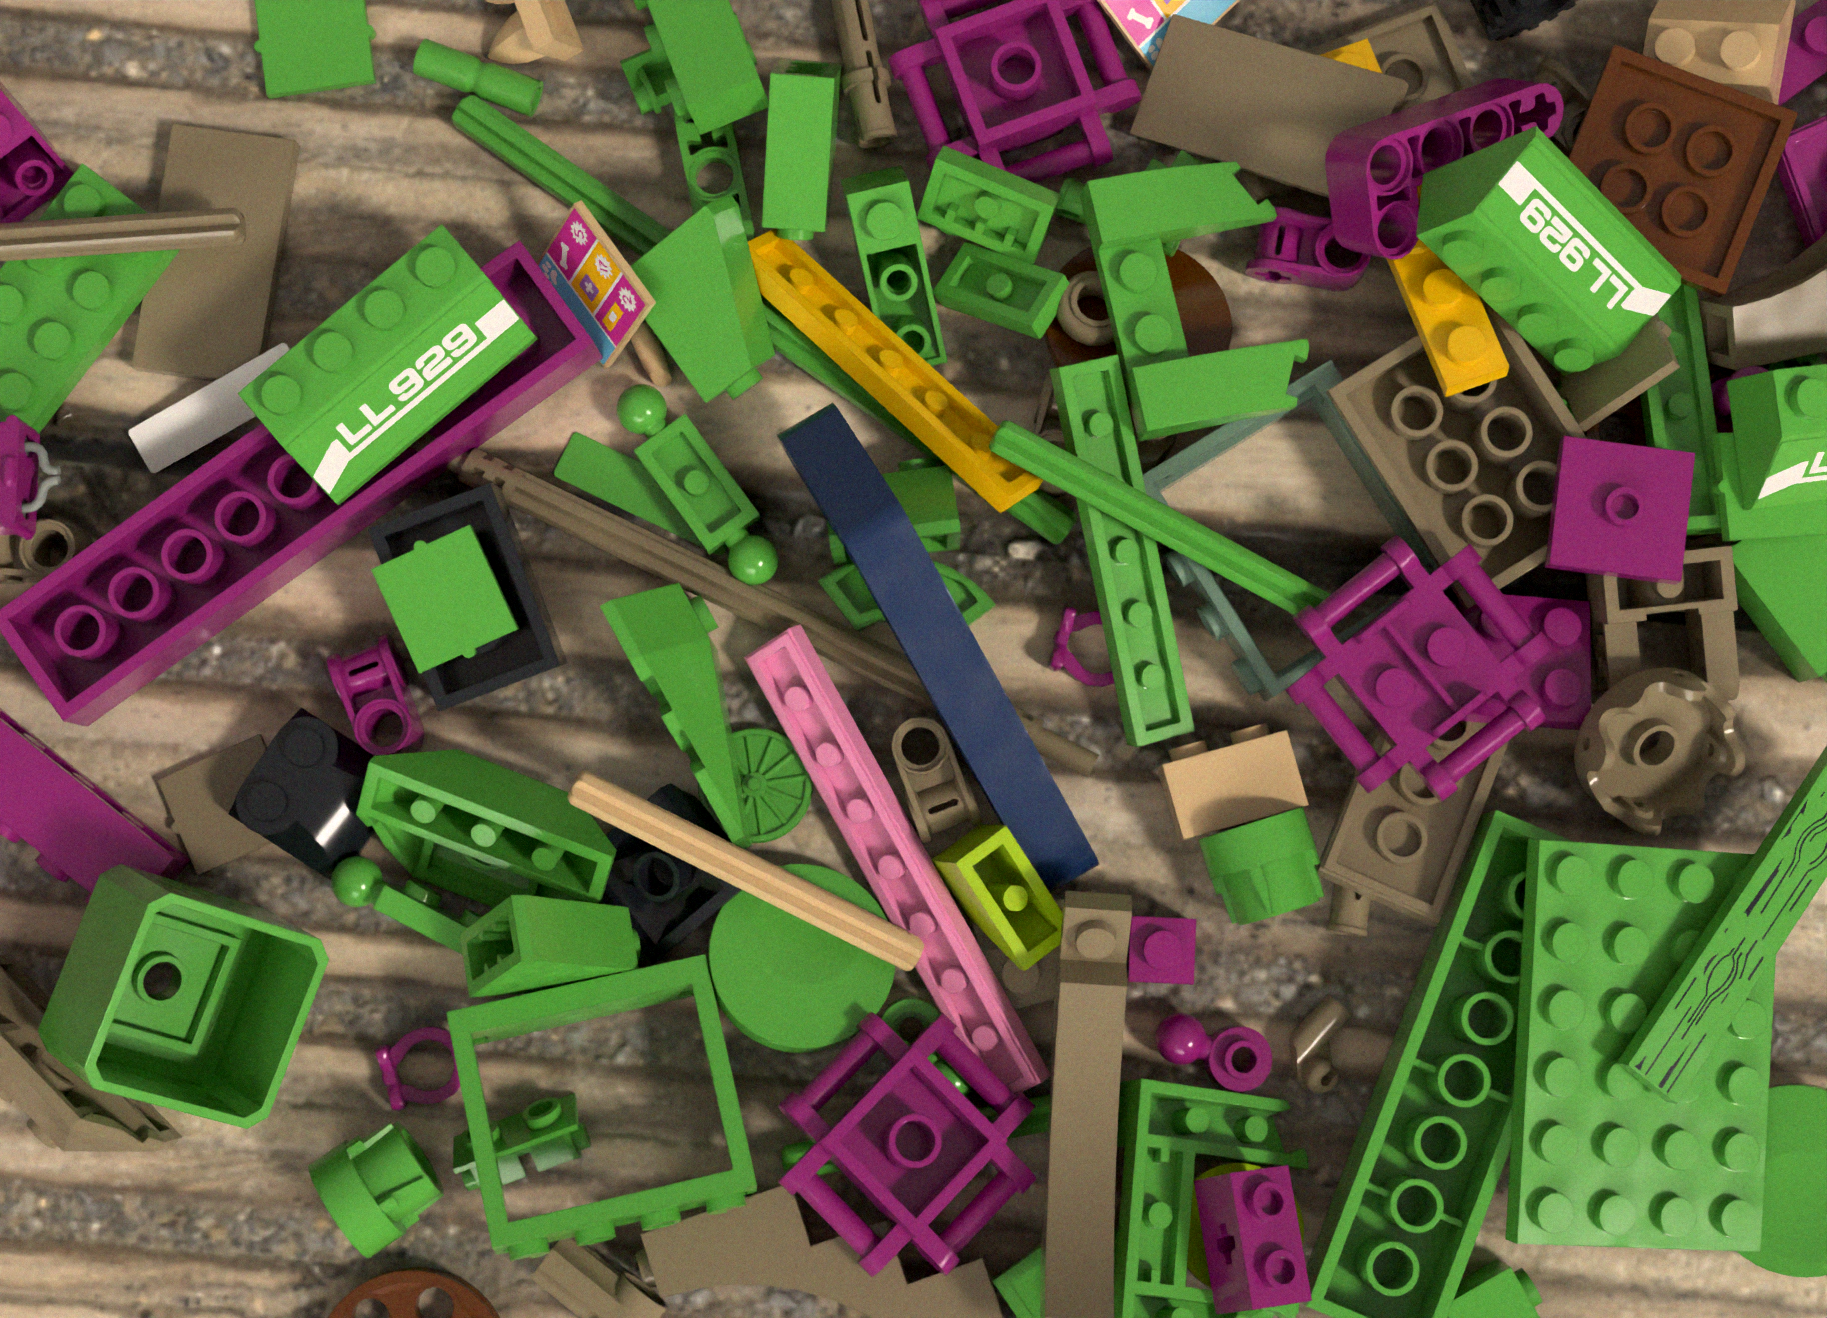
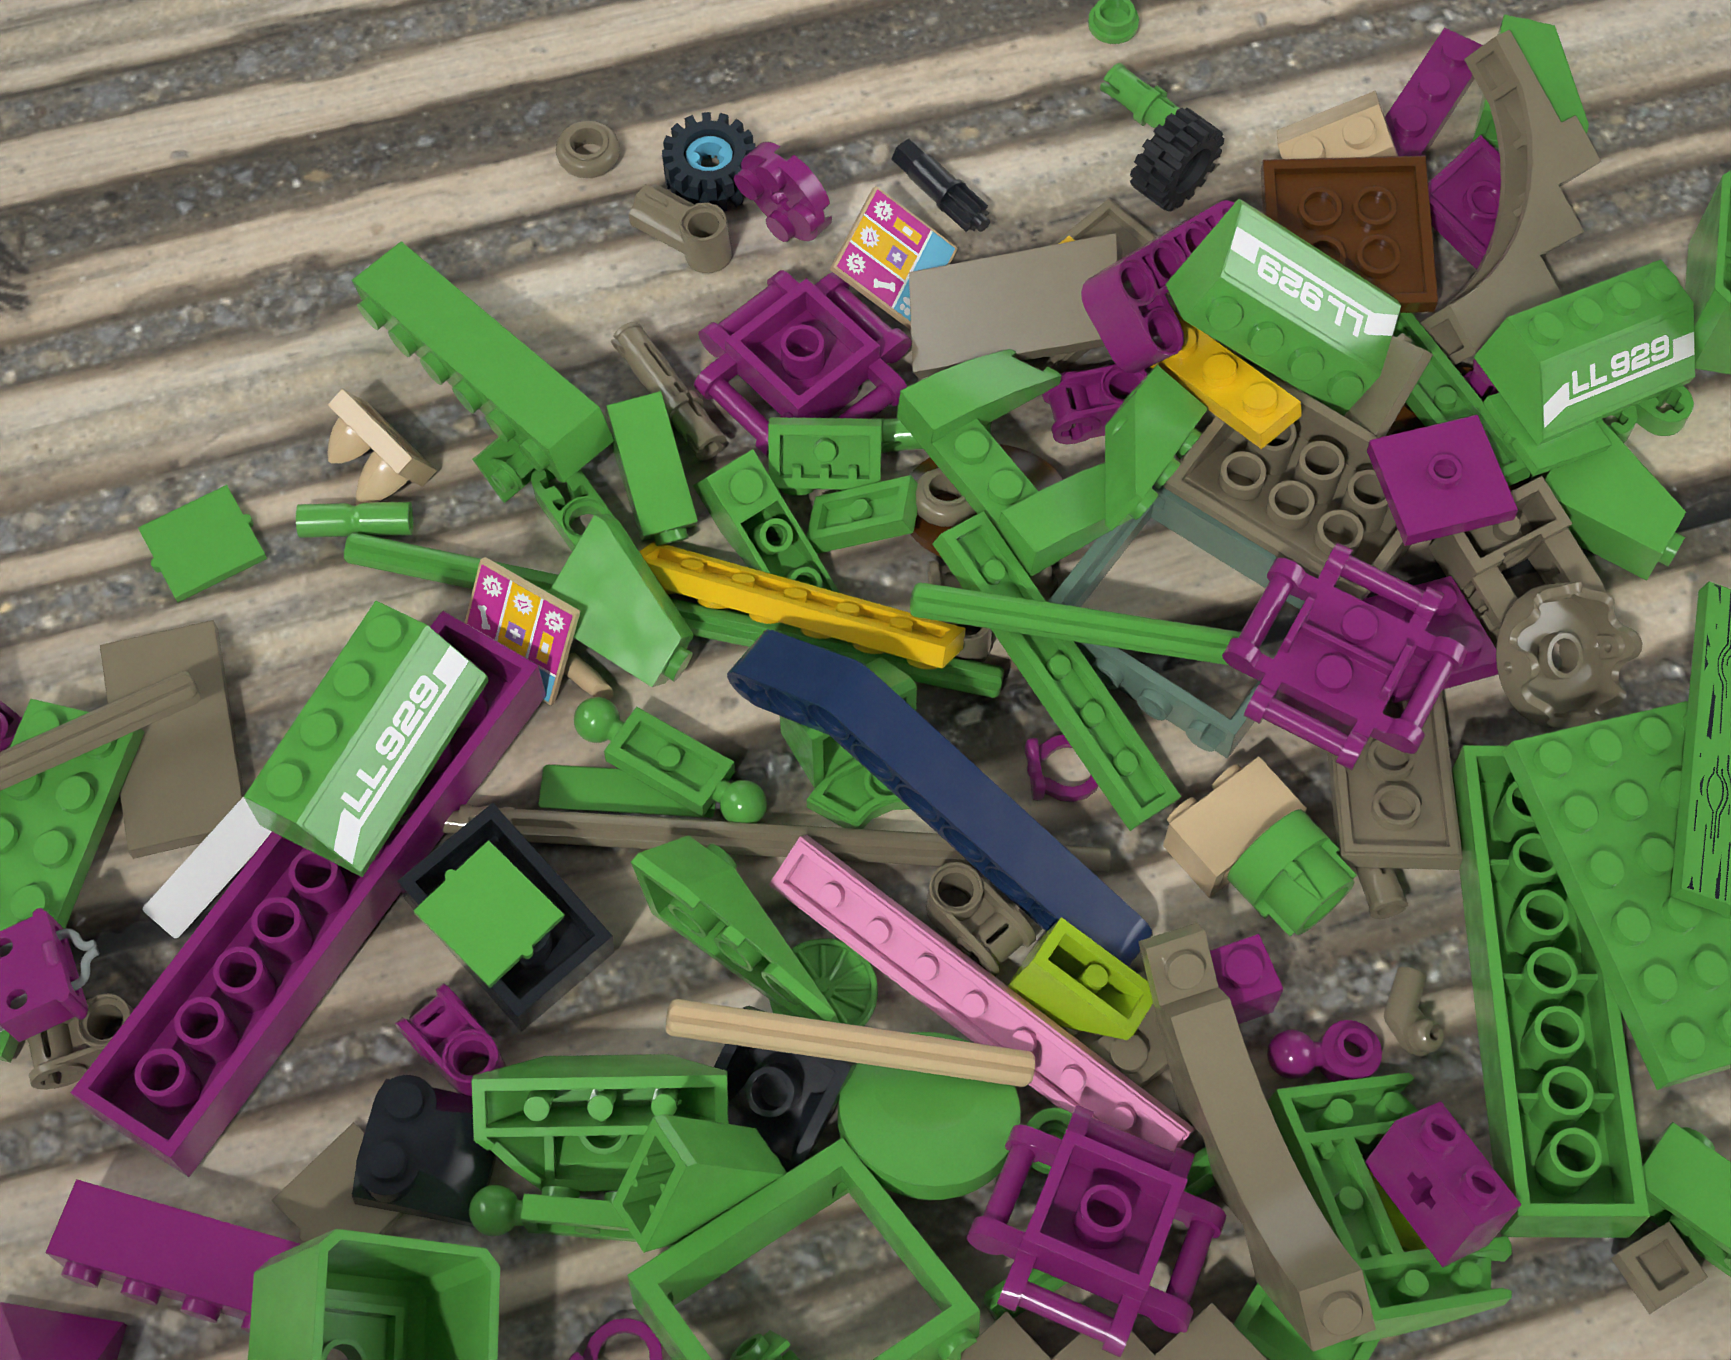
camera: 25 degrees left, 20 degrees down
(1326, 334) = (1142, 442): none -> bright green slope

